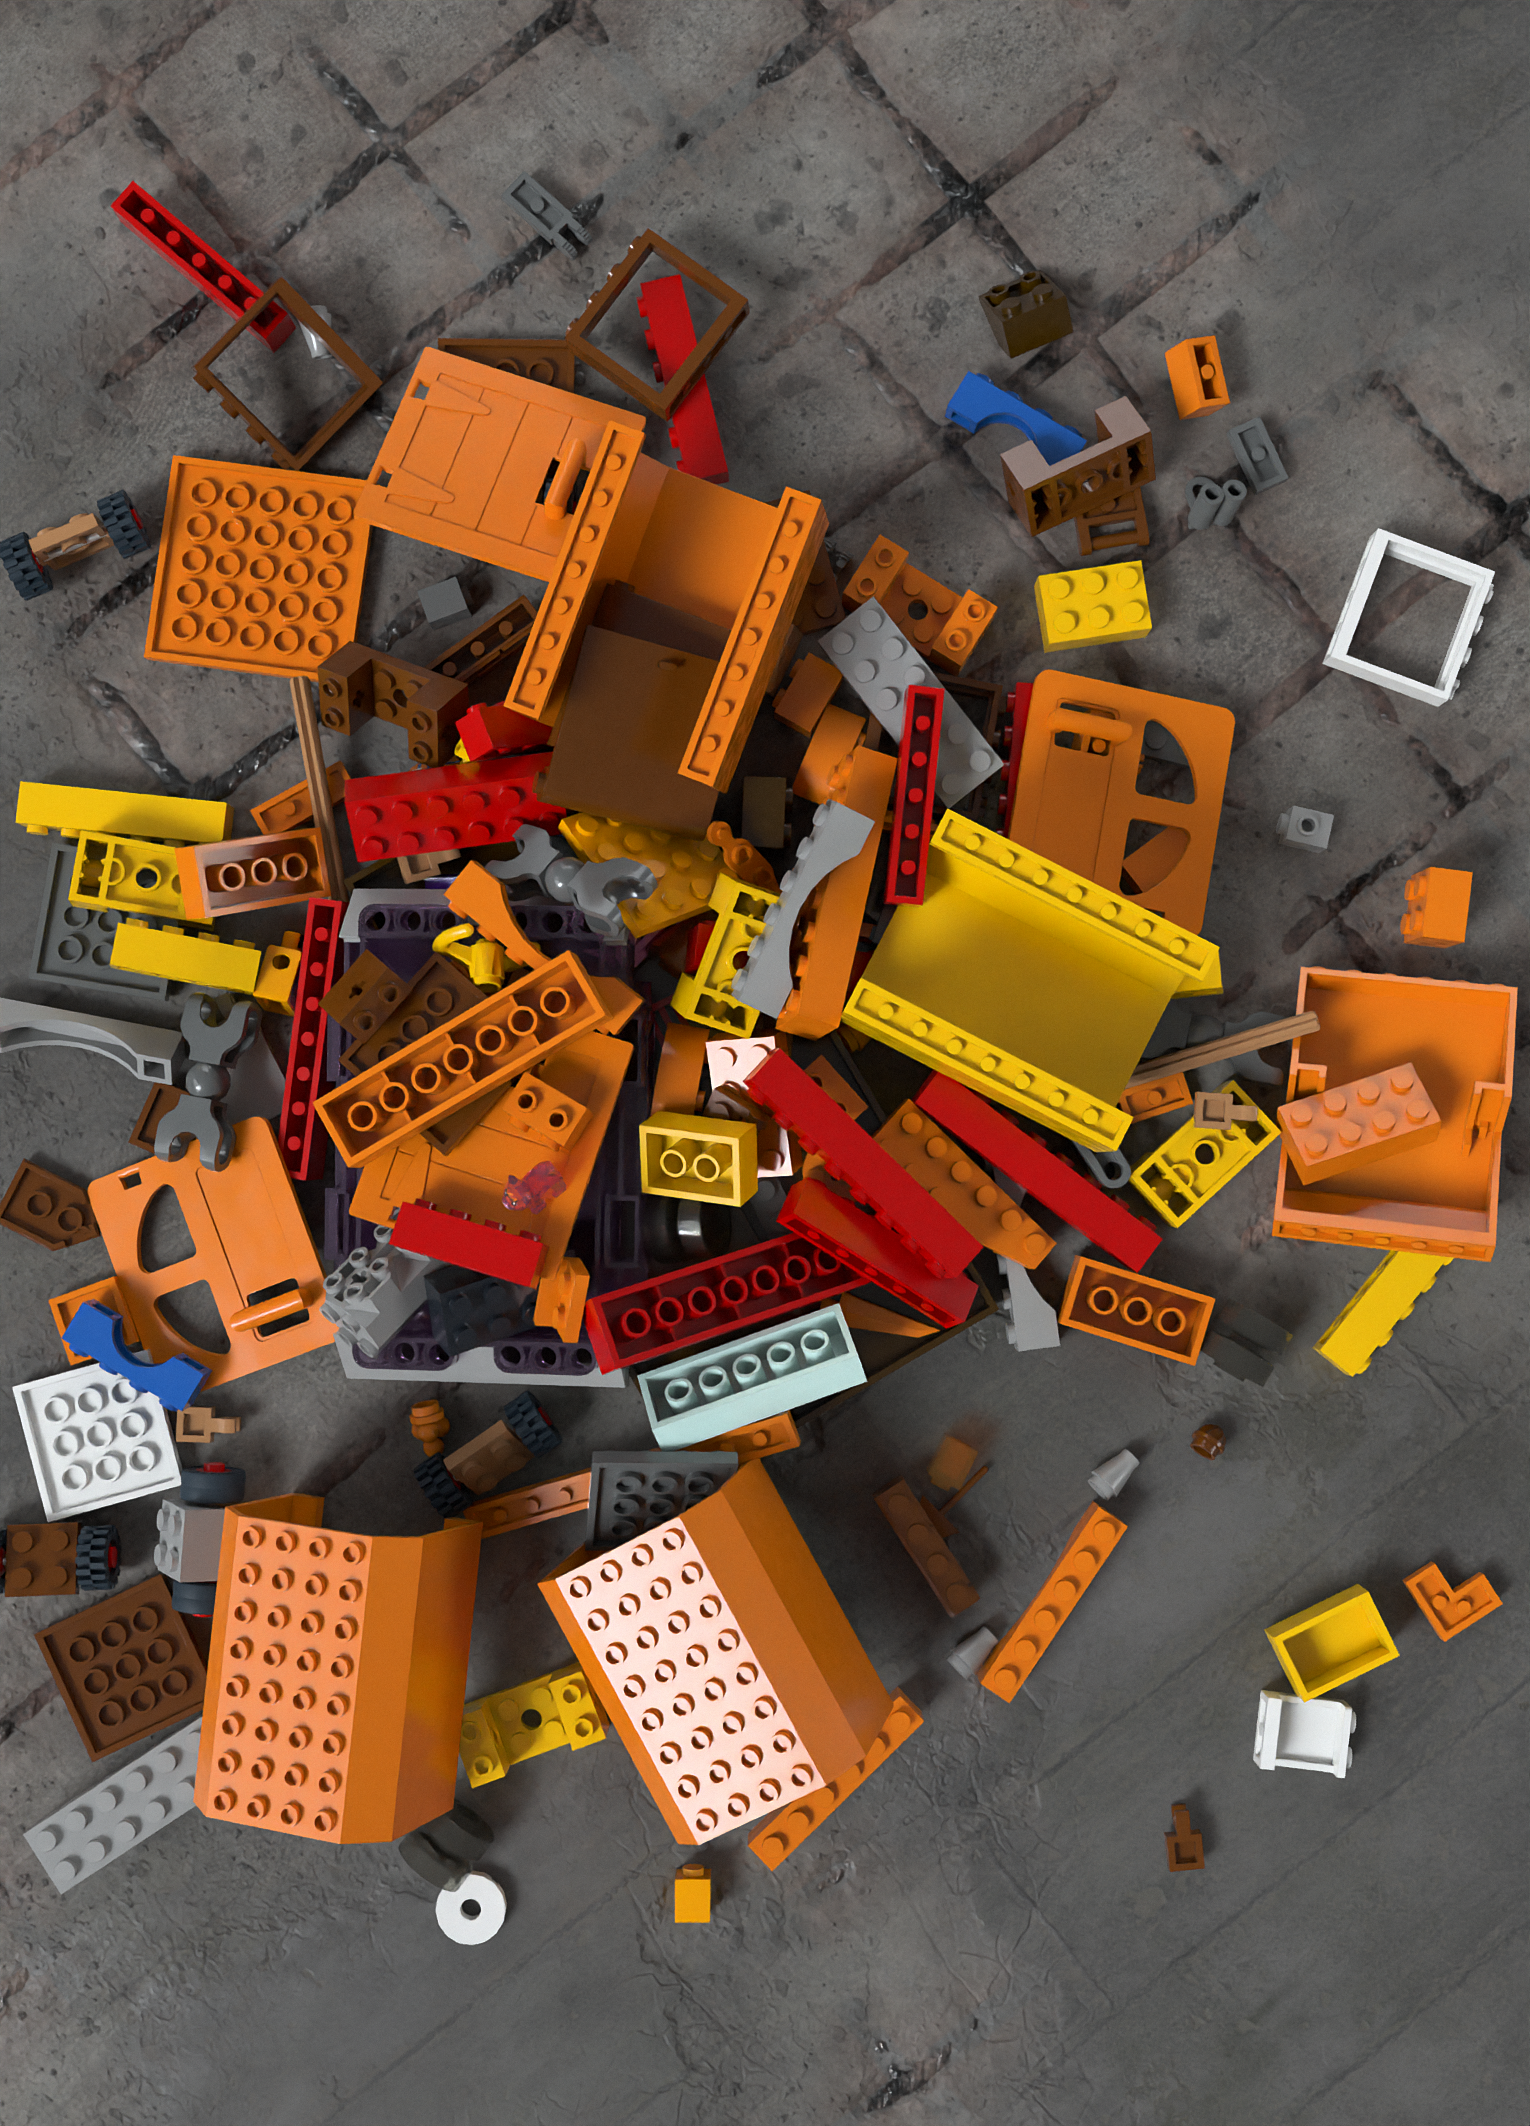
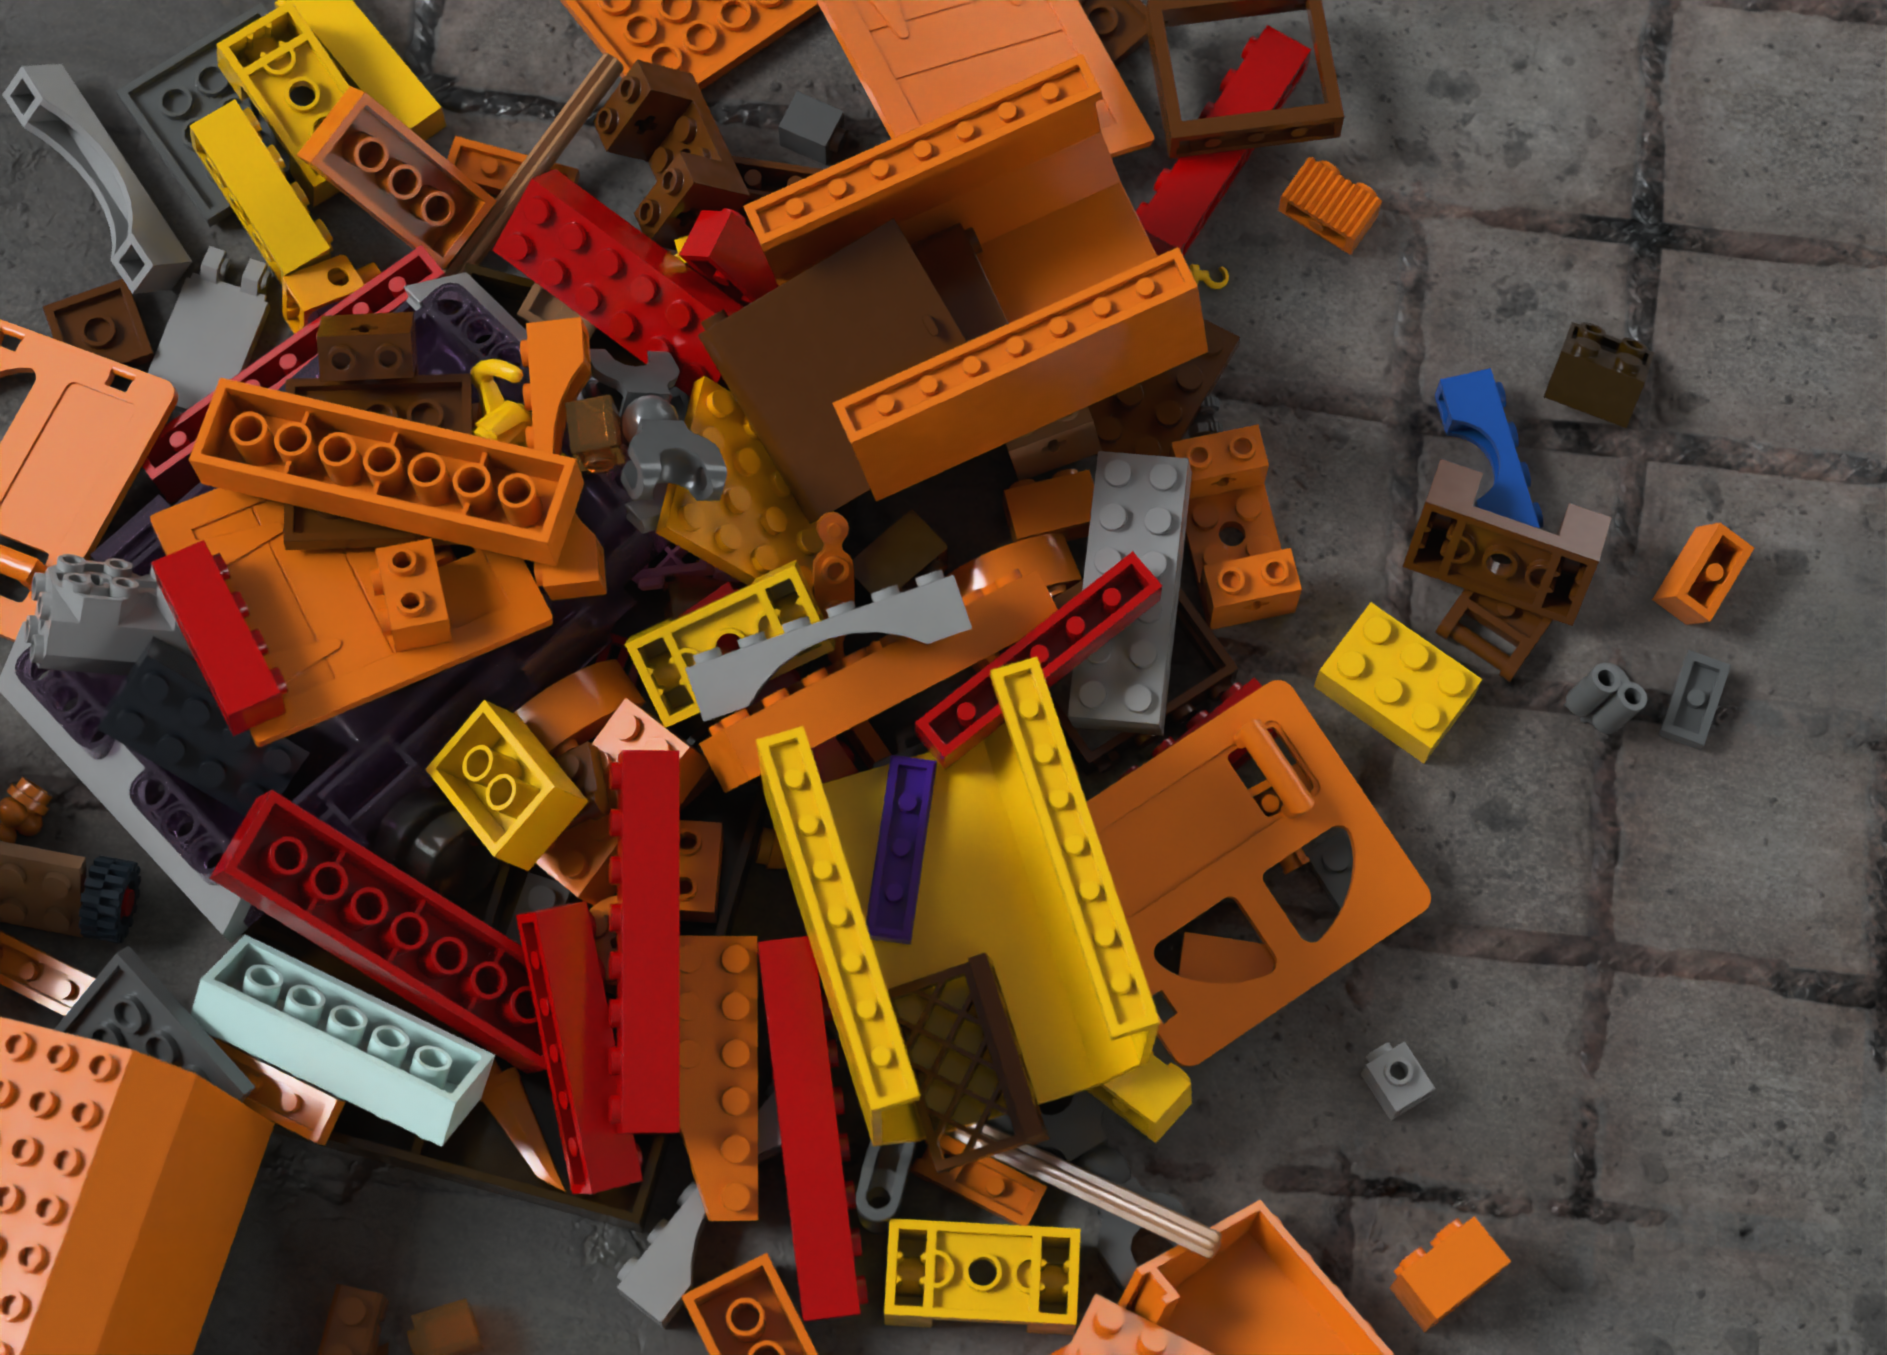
camera: 40 degrees right, 15 degrees down
(208, 1082) = (128, 335): dark grey piece -> none
(533, 1188) = (328, 642): clear pink animal -> none
(547, 918) = (595, 433): none -> clear orange brick
(563, 1300) = (249, 776): orange bracket -> none
(745, 476) = (1203, 275): none -> yellow hand
(780, 358) = (1330, 204): none -> orange brick
(939, 974) = (900, 849): none -> dark purple tile
(1110, 1031) = (1005, 1055): none -> reddish brown fence
(1217, 1111) = (1032, 1237): medium nougat plate -> none
(1469, 624) = (1773, 954): white window -> none

